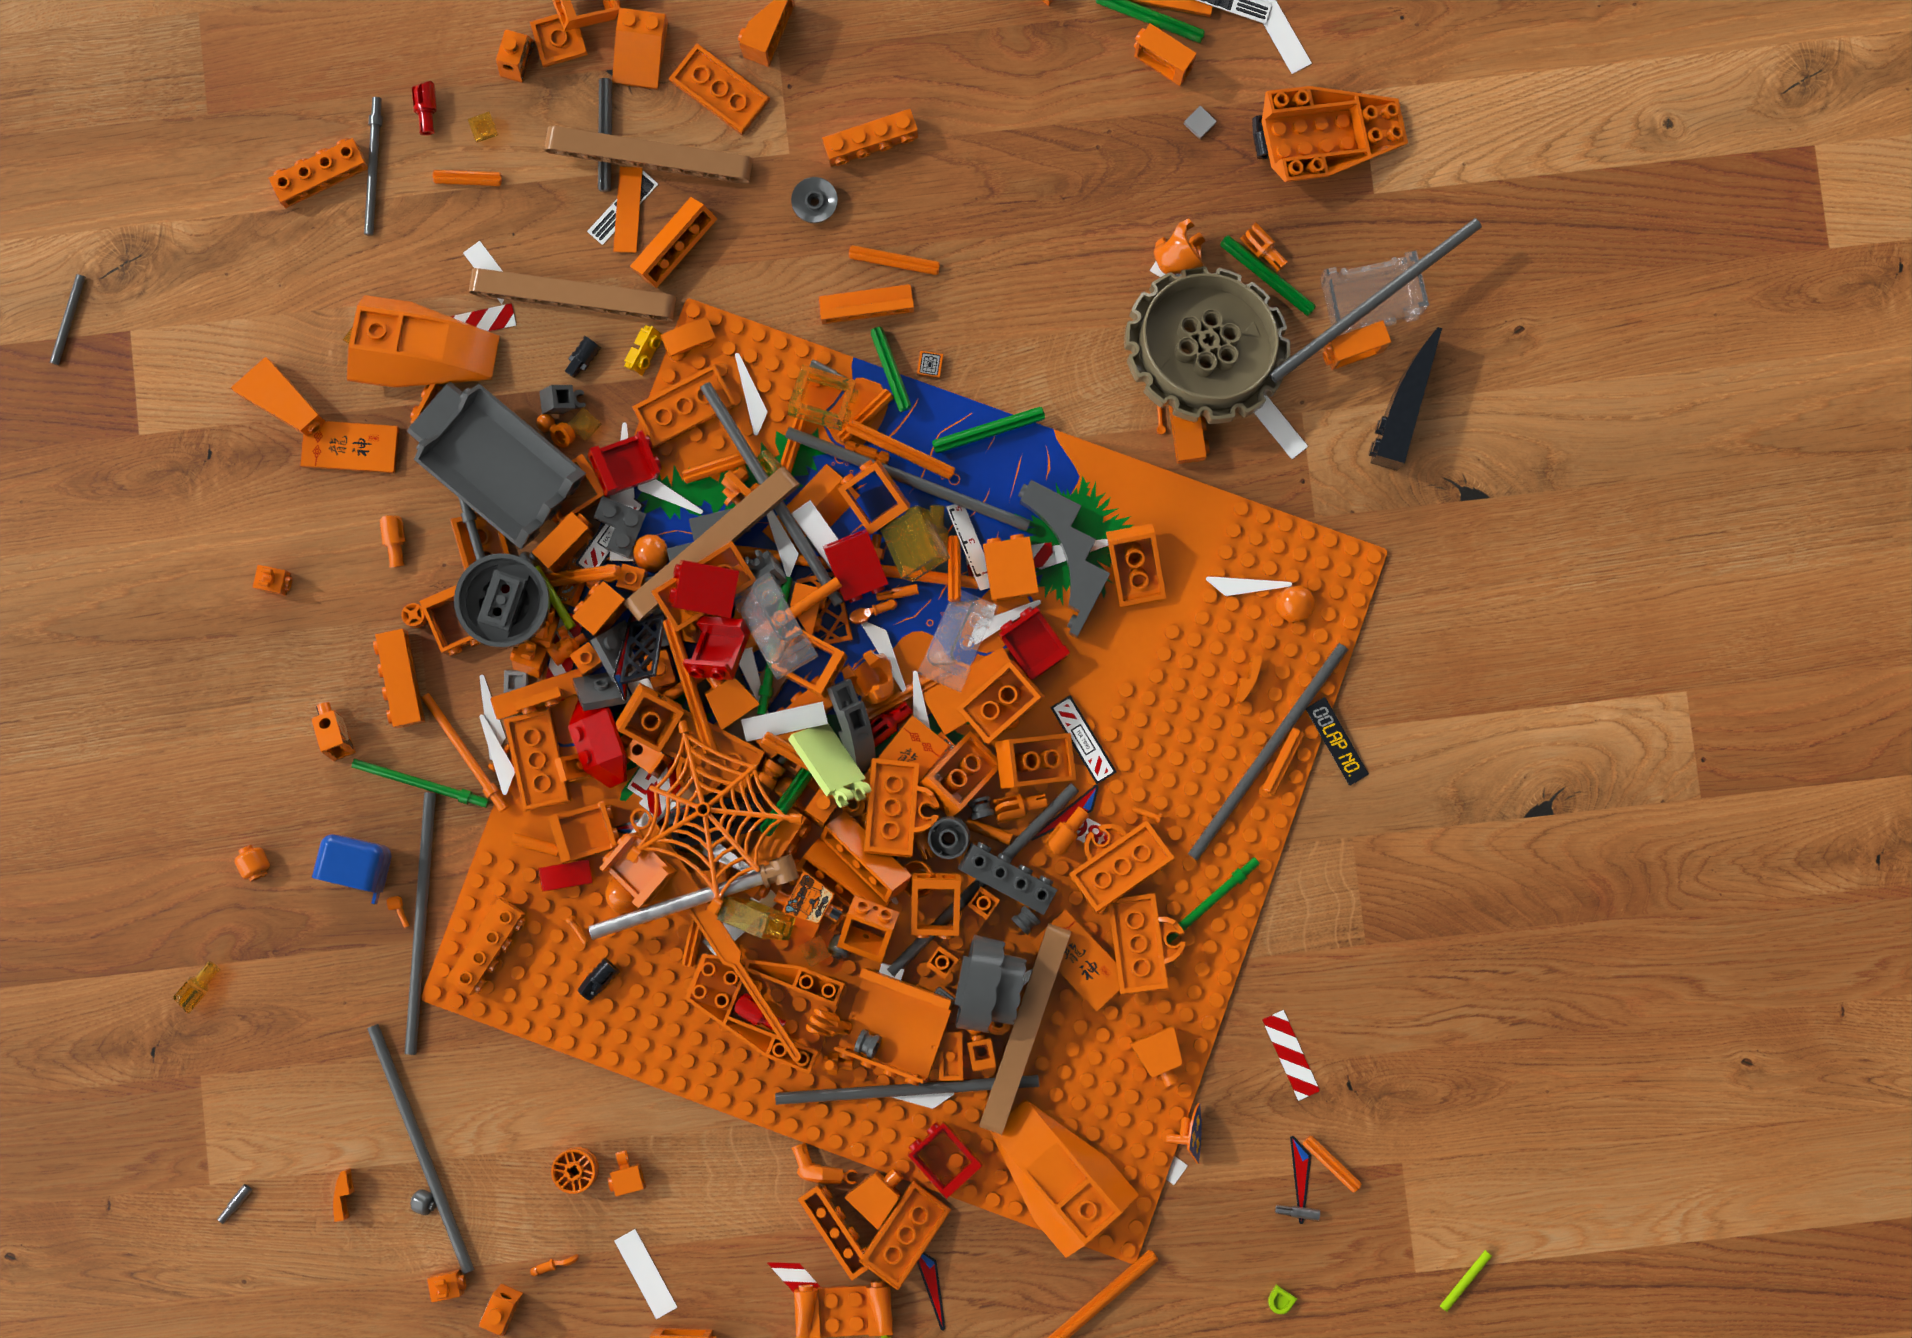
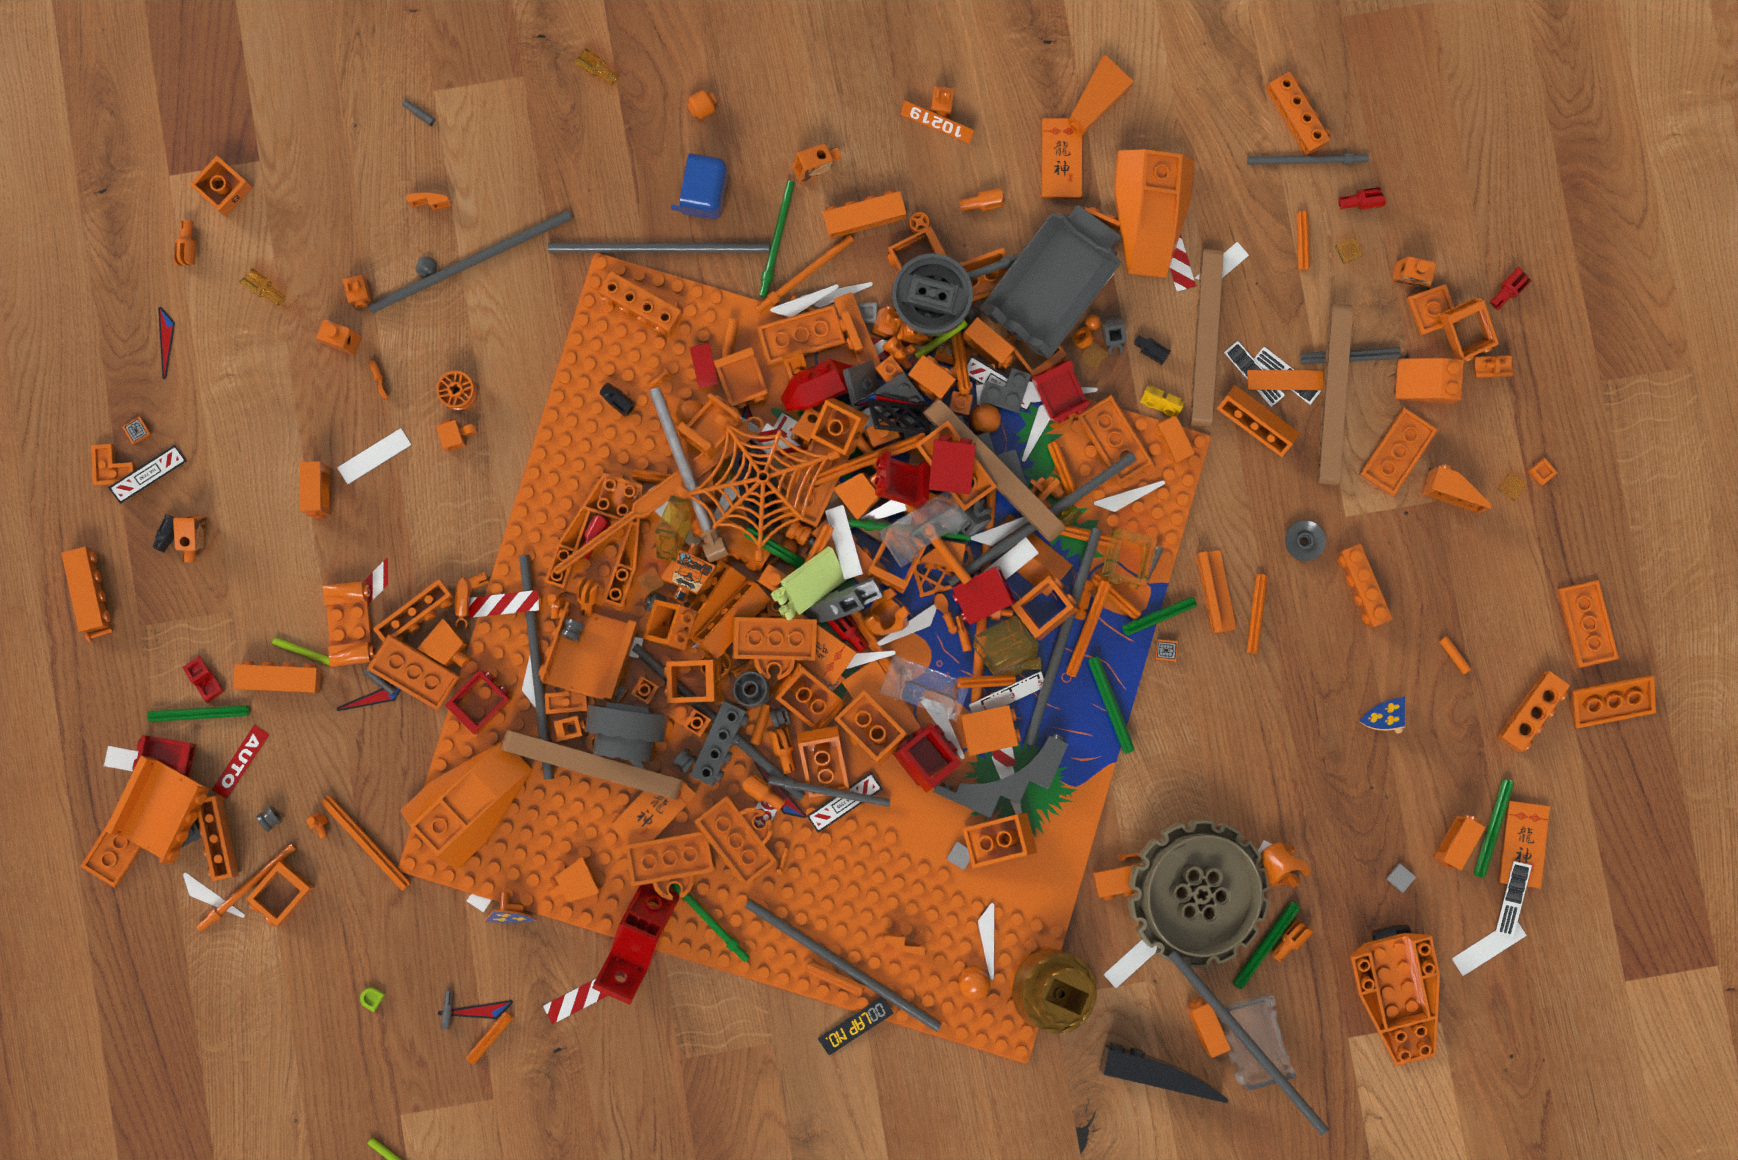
camera: 85 degrees right, 0 degrees up
(295, 588) = (936, 122): none -> orange sticker
(397, 903) = (674, 226): orange hand -> none
(604, 254) = (1245, 362): none -> sticker
(831, 1124) = (504, 604): none -> sticker
(913, 1277) = (380, 682): none -> flat silver pin
(953, 44) = (1455, 655): none -> orange piece
(1018, 123) = (1387, 716): none -> blue shield
(1049, 654) = (914, 767): none -> red window
(1059, 800) = (789, 784): none -> dark grey bar
(1150, 612) = (959, 856): none -> light grey tile
(1234, 987) = (635, 944): none -> red bracket
(1304, 532) = (1037, 990): none -> pearl gold piece

